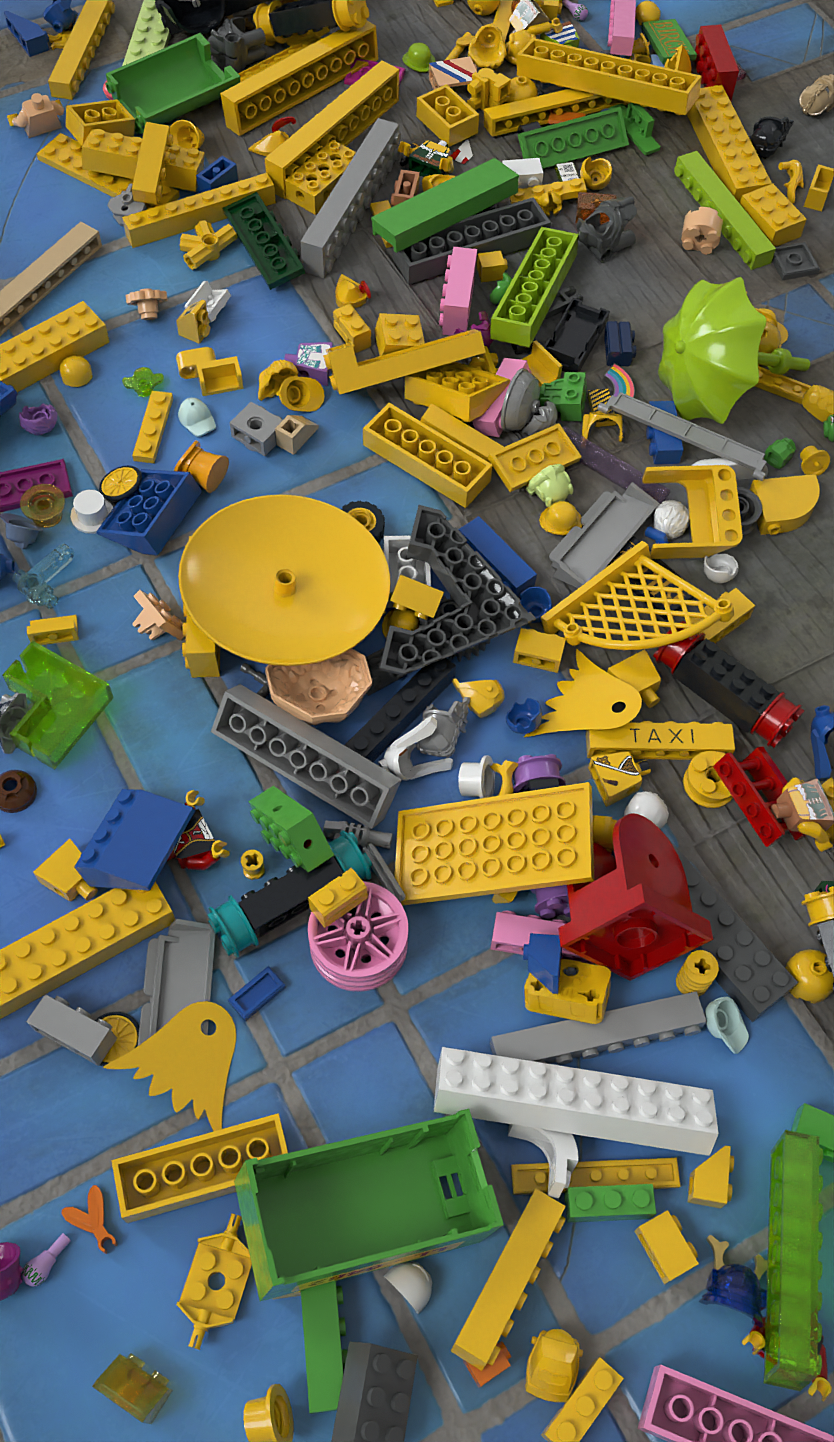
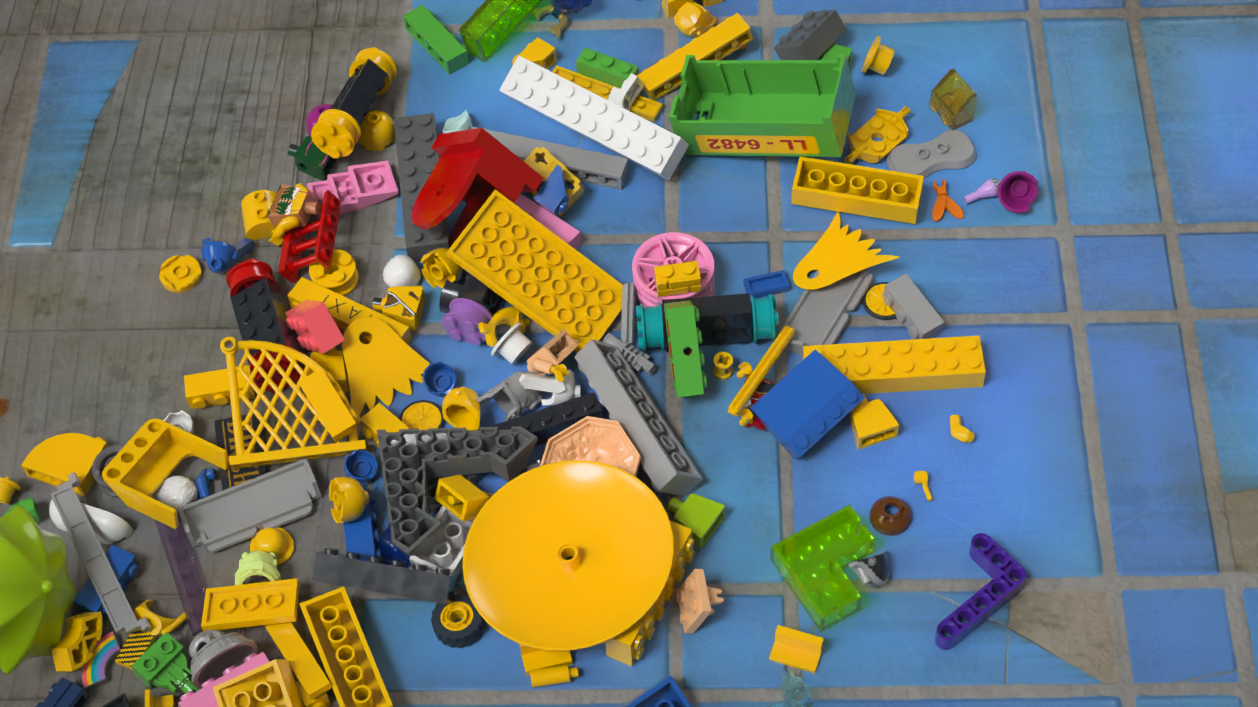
camera: 145 degrees left, 5 degrees down
(117, 1312) = (945, 151): none -> light grey plate
(197, 698) = (699, 515): none -> lime torso
(202, 859) = (761, 371): none -> yellow axle
(426, 775) = (552, 353): none -> light nougat torso
(457, 507) = (384, 576): none -> black brick
(514, 551) = (348, 499): none -> yellow cylinder
(518, 681) = (422, 415): none -> yellow wheel
(595, 614) = (329, 404): none -> yellow brick
(644, 379) = (78, 641): none -> yellow brick
(666, 1246) = (588, 35): yellow brick -> none
(672, 687) = (314, 326): none -> coral brick
(774, 886) = (358, 187): none -> bright pink slope

